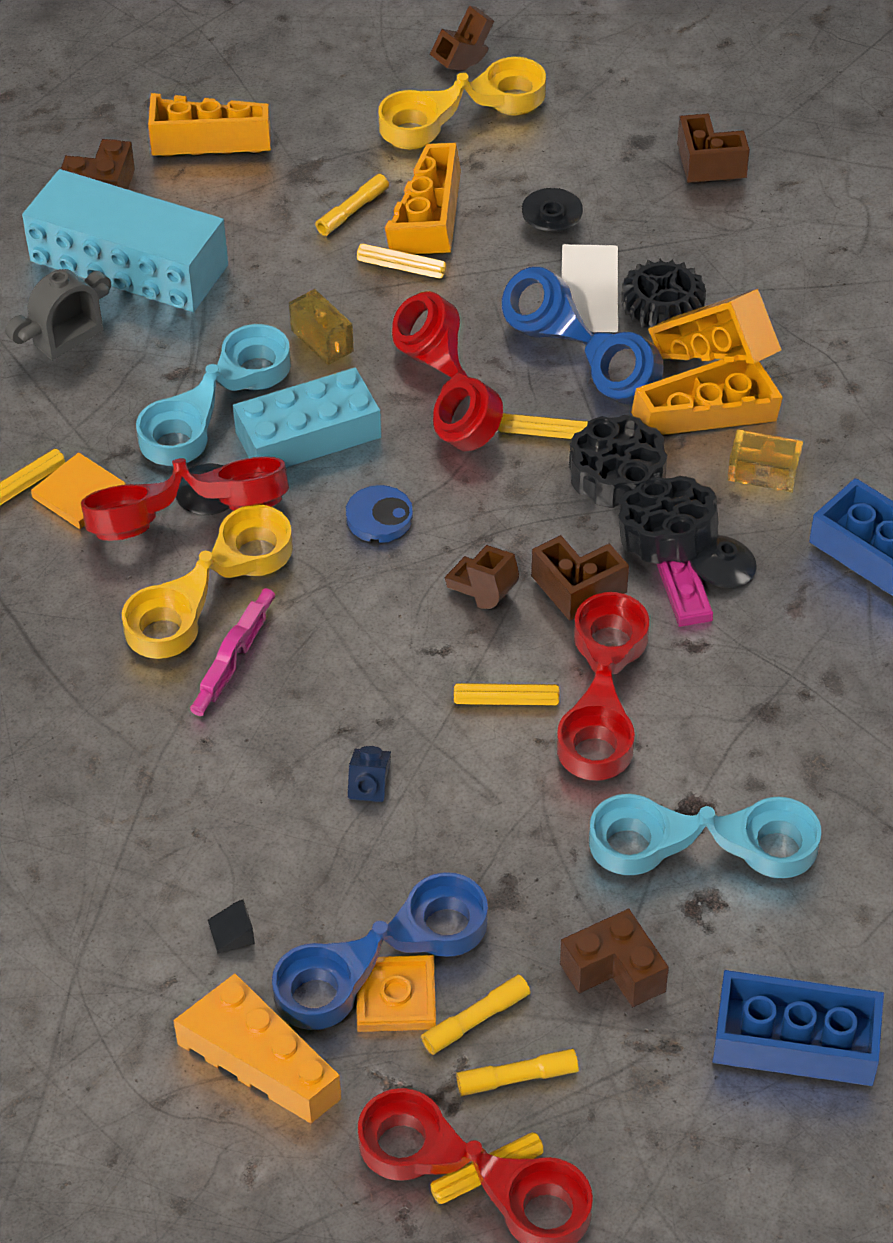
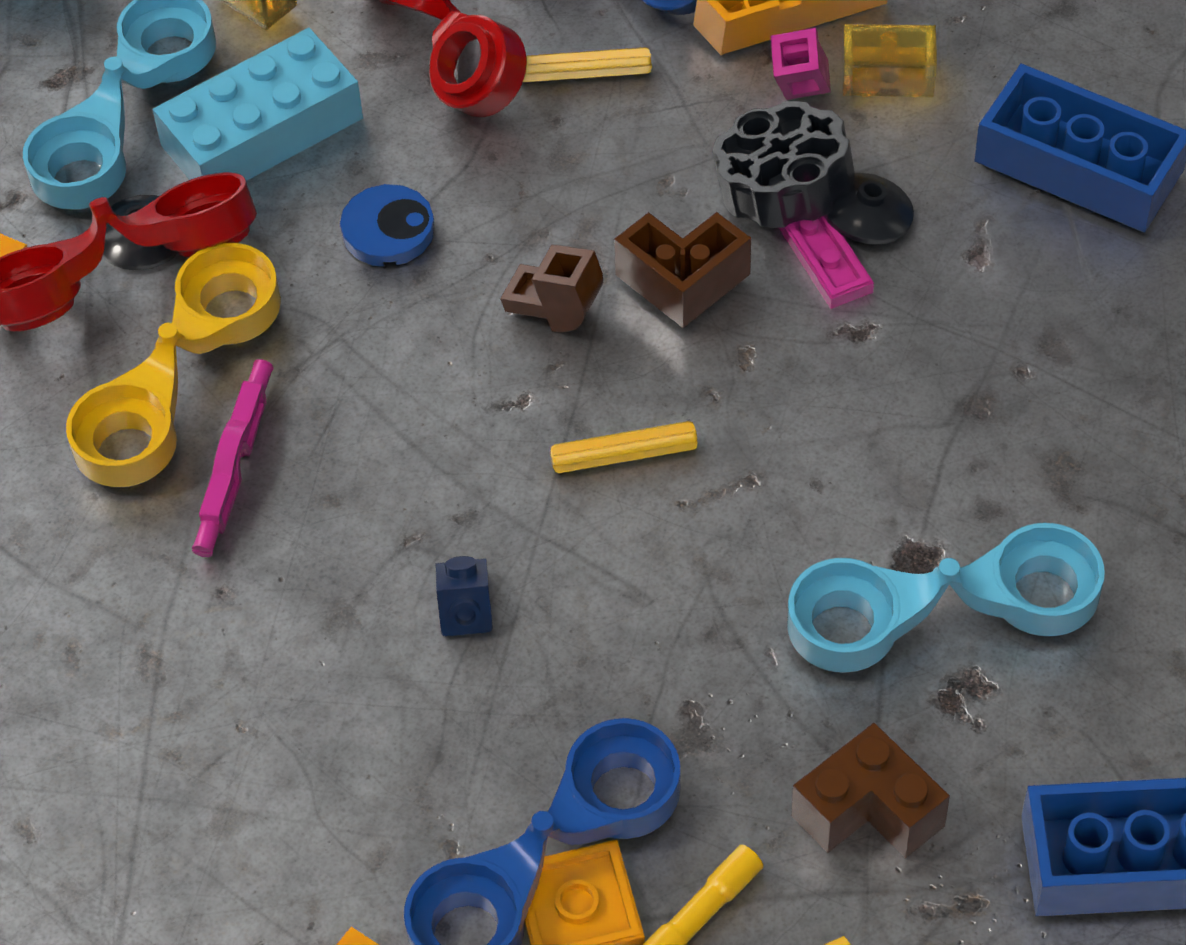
camera: 10 degrees left, 5 degrees up
(232, 928) = (326, 856): black slope -> none
(599, 709) = (759, 447): red piece -> none
(615, 458) = (690, 92): black connector -> none
(698, 452) = (800, 64): none -> dark pink brick

